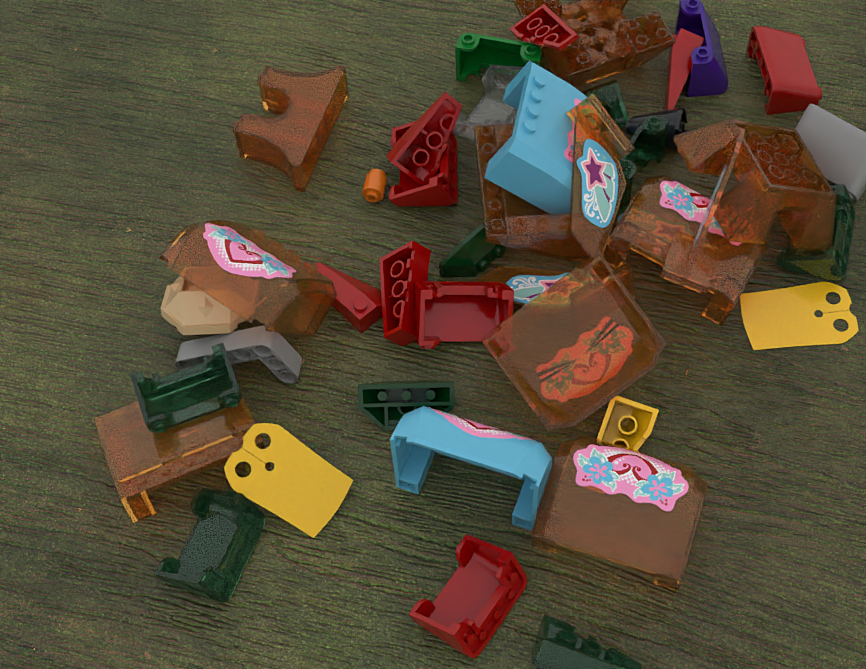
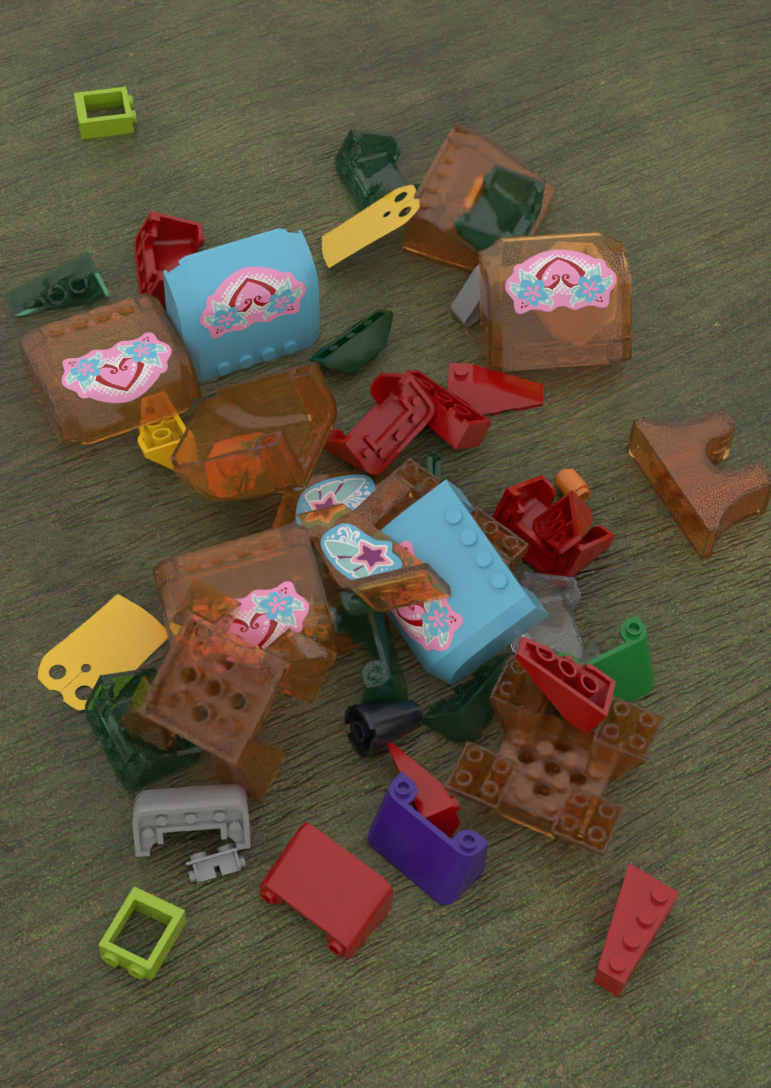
camera: 130 degrees right, 5 degrees down
(690, 259) = (214, 542): clear orange piece -> none

